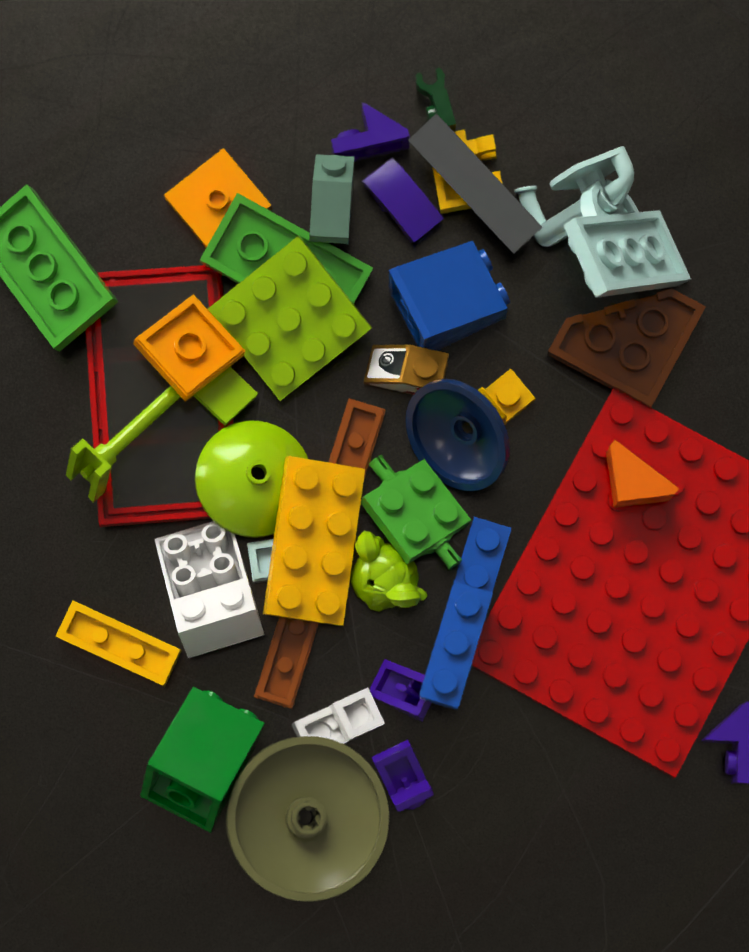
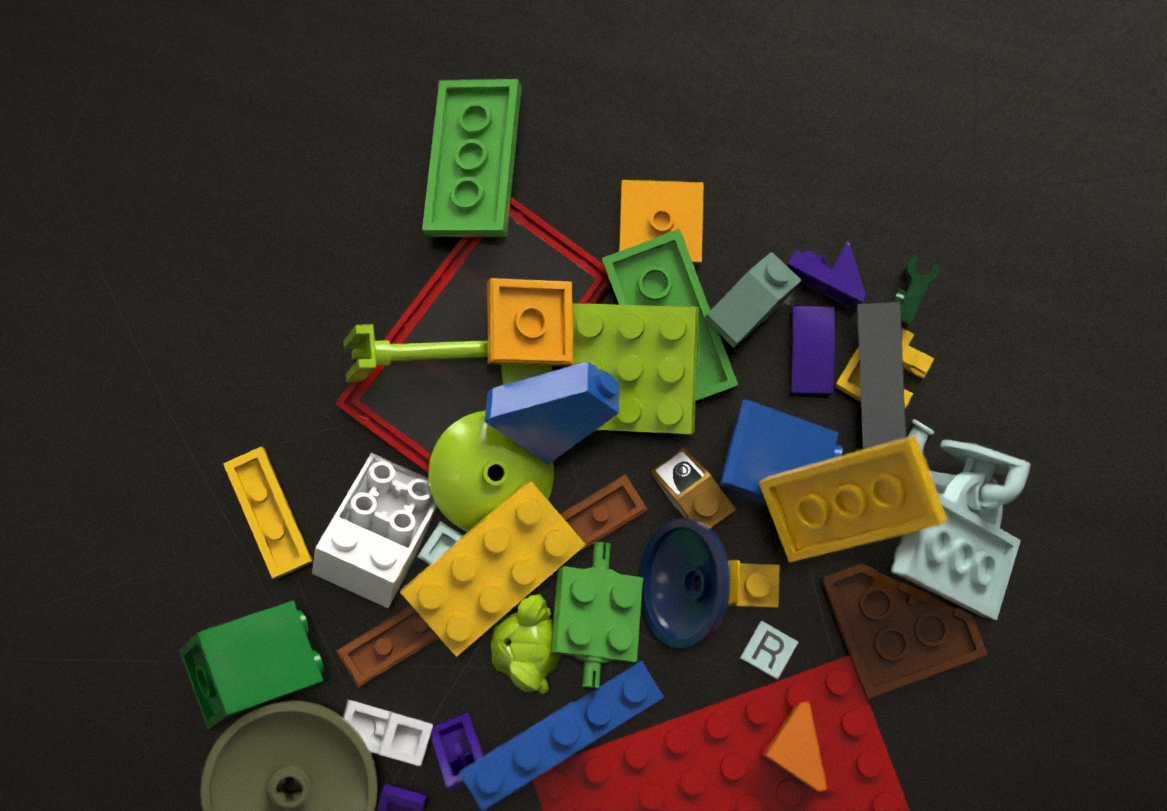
camera: 40 degrees right, 0 degrees up
(261, 391) = (553, 409): none -> blue slope
(526, 272) = (853, 499): none -> yellow plate
(554, 433) = (769, 650): none -> light aqua tile

